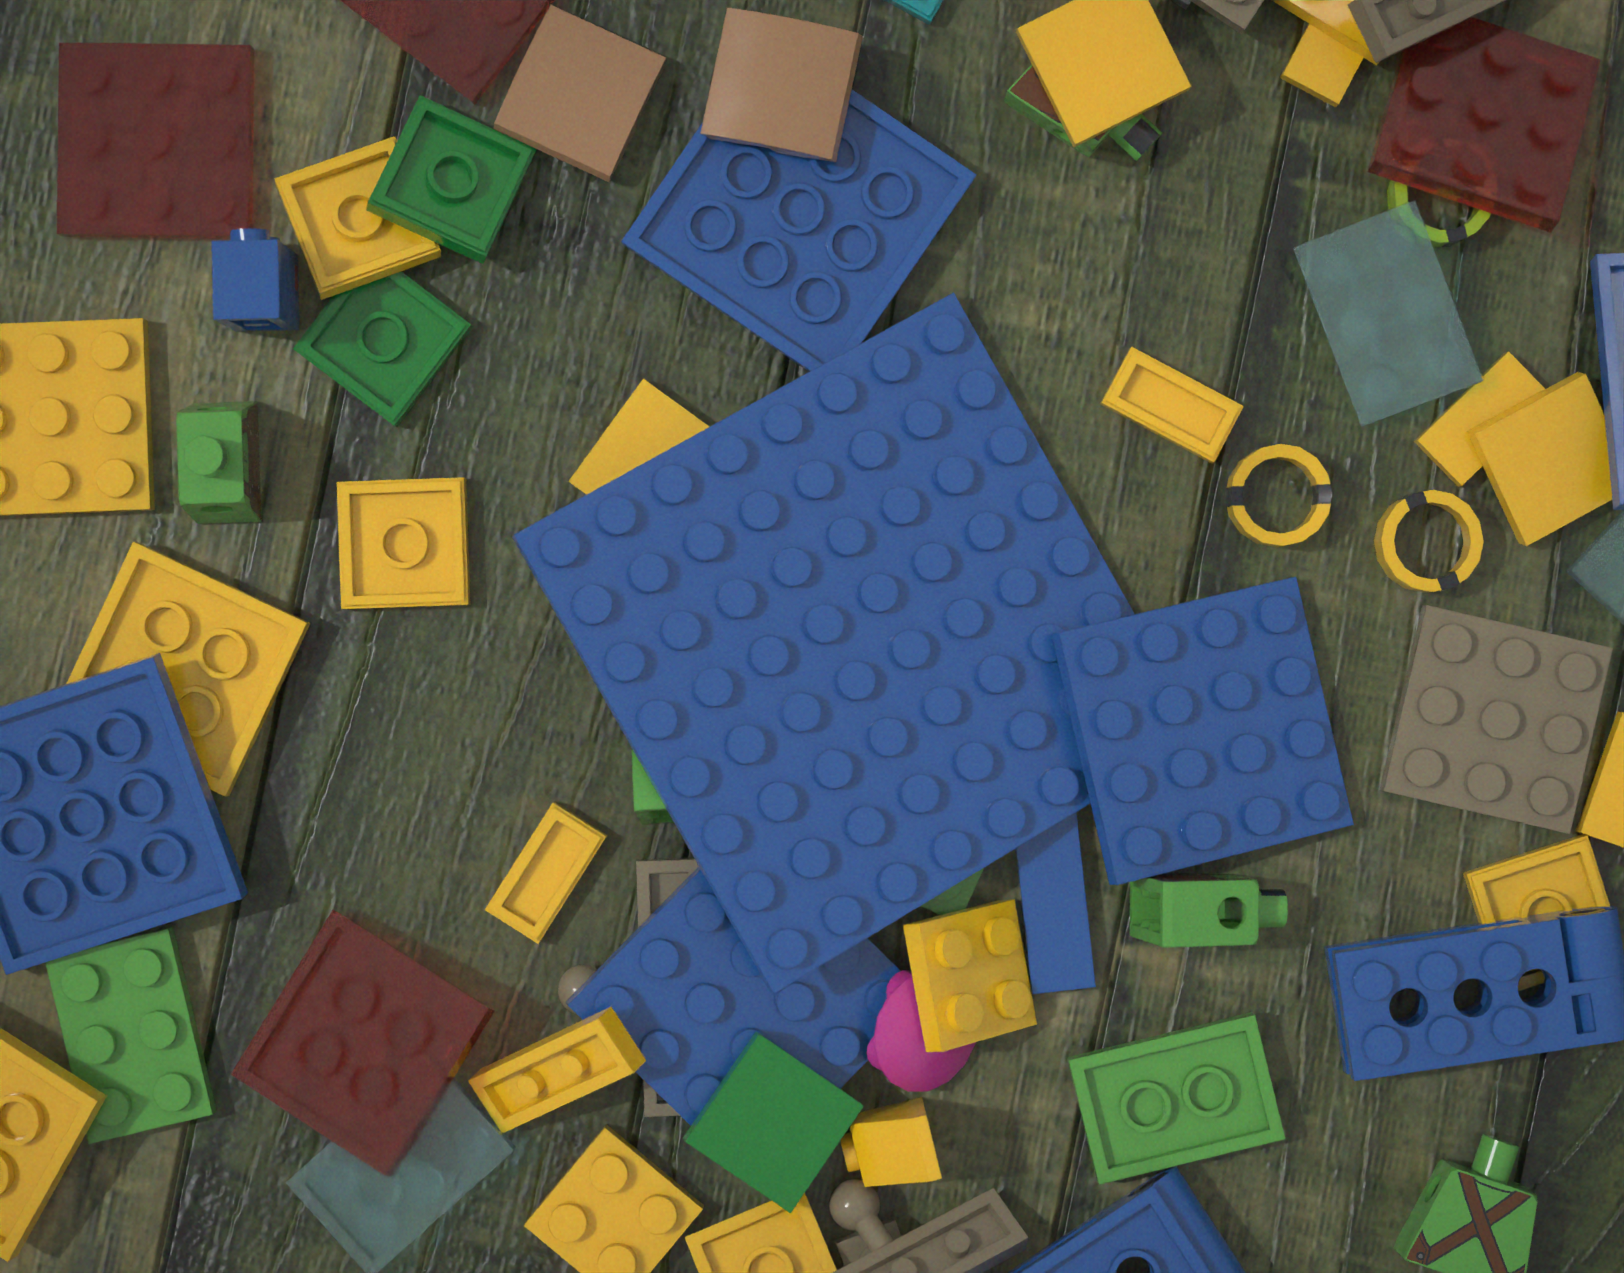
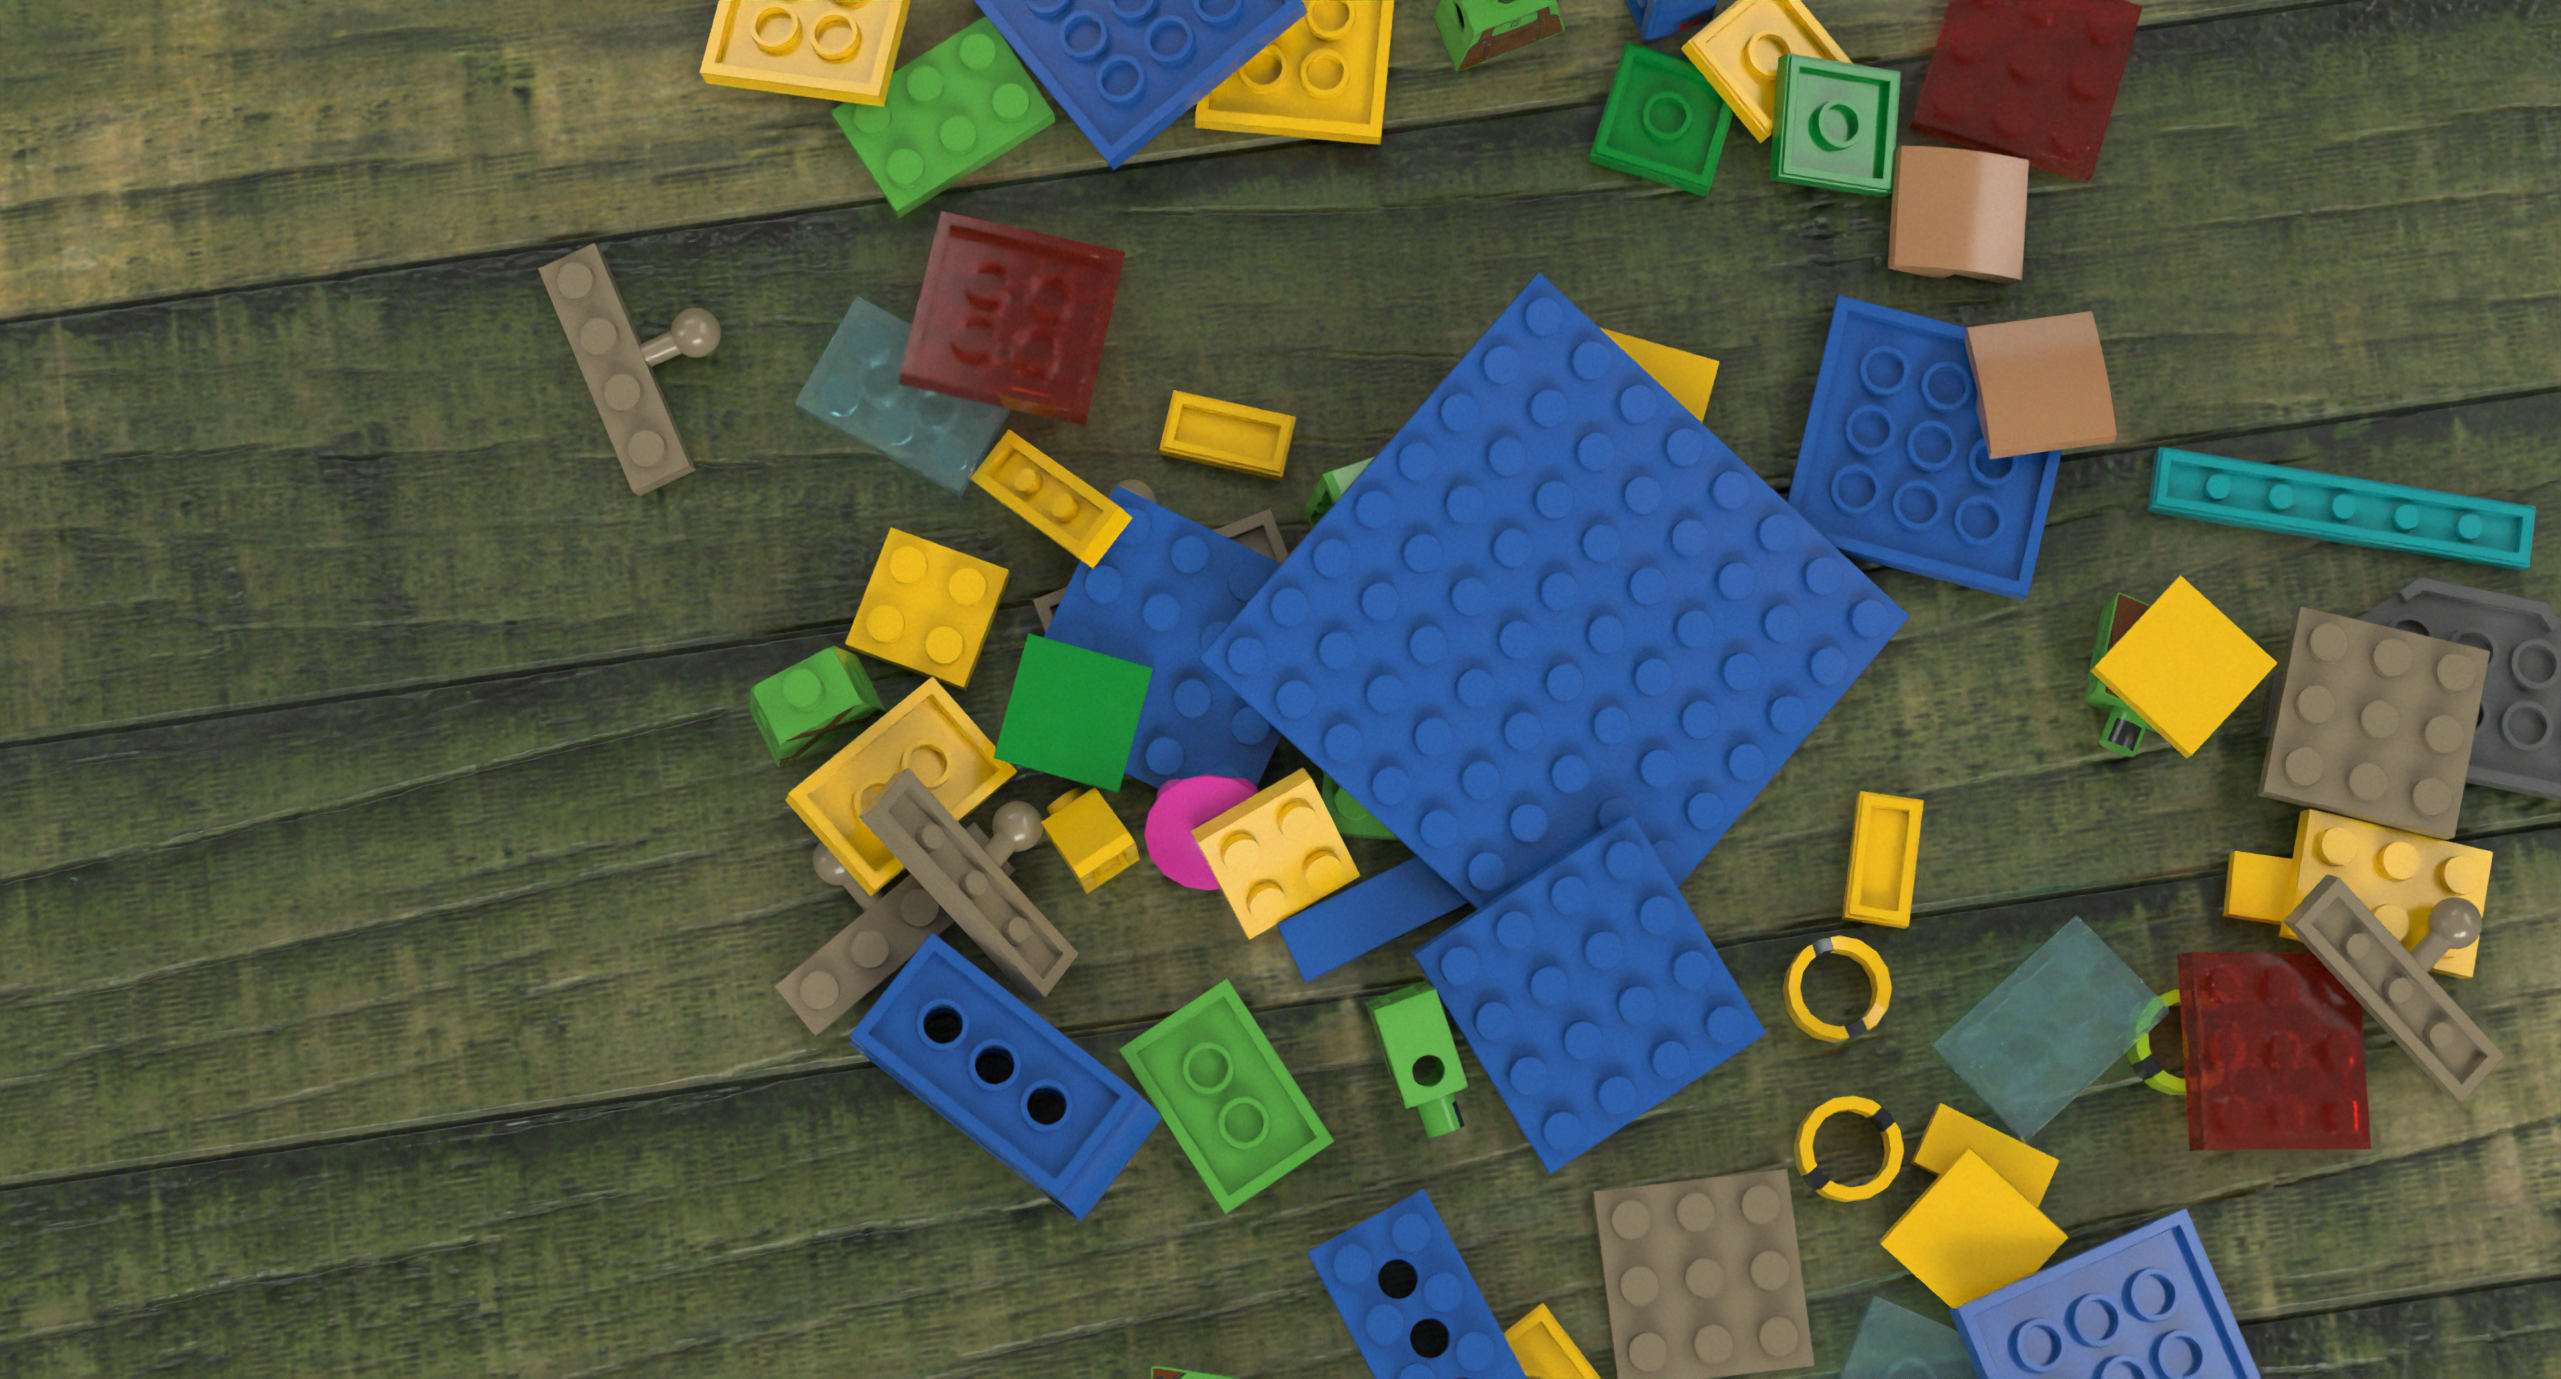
camera: 70 degrees right, 10 degrees down
(403, 543) = (1484, 202): yellow tile -> none

